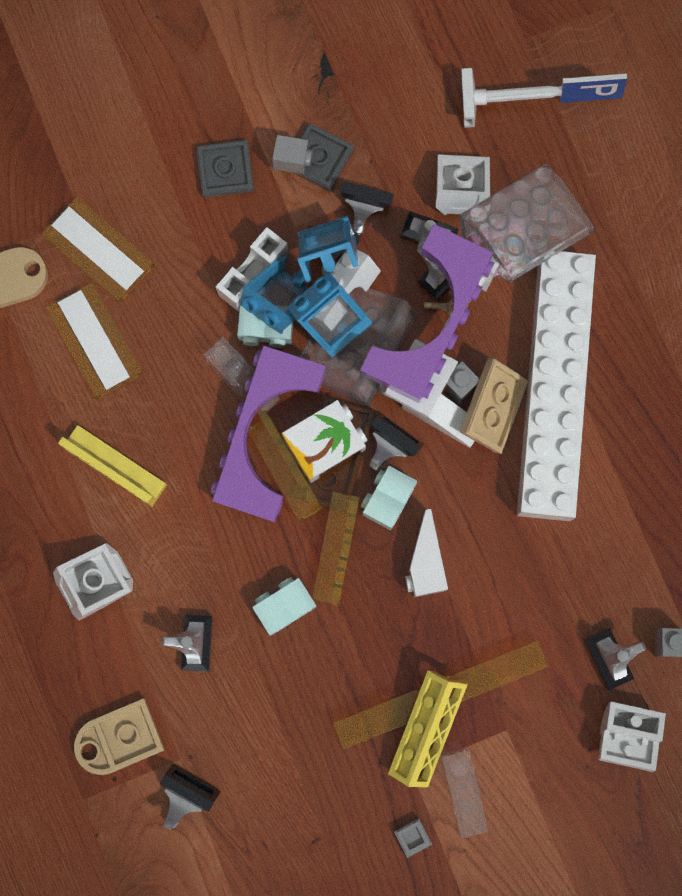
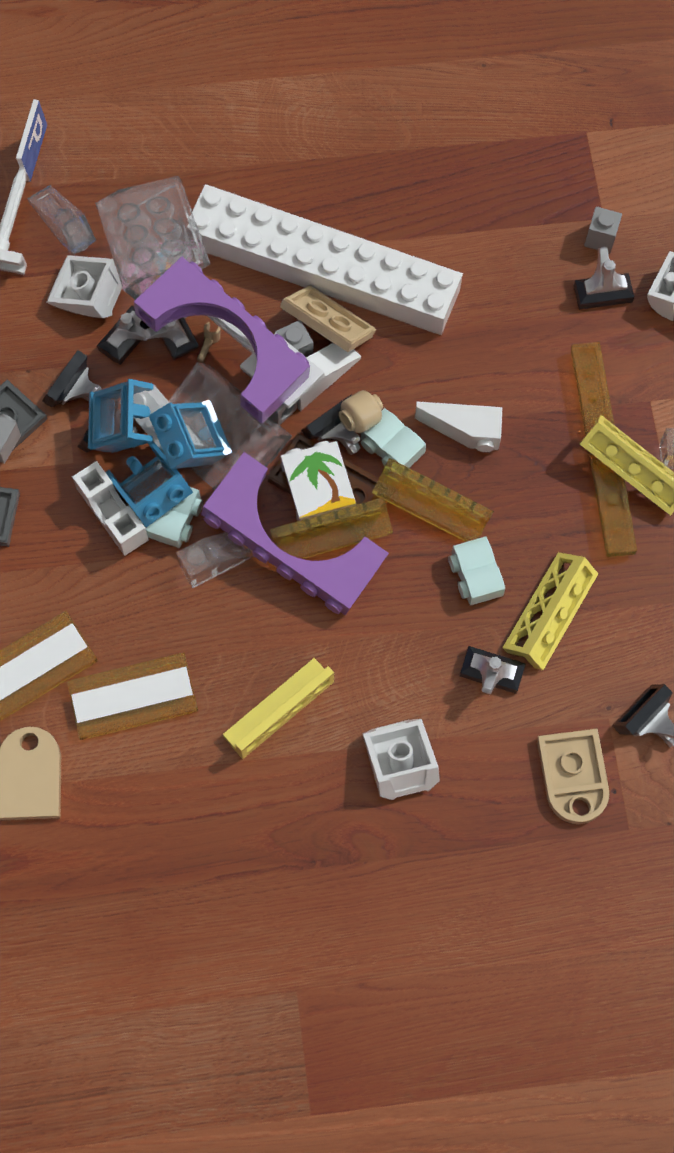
camera: 75 degrees left, 10 degrees down
(264, 687) = (557, 609): none -> light yellow fence
(401, 460) = (361, 411): none -> tan head
(525, 141) = (63, 219): none -> clear slope

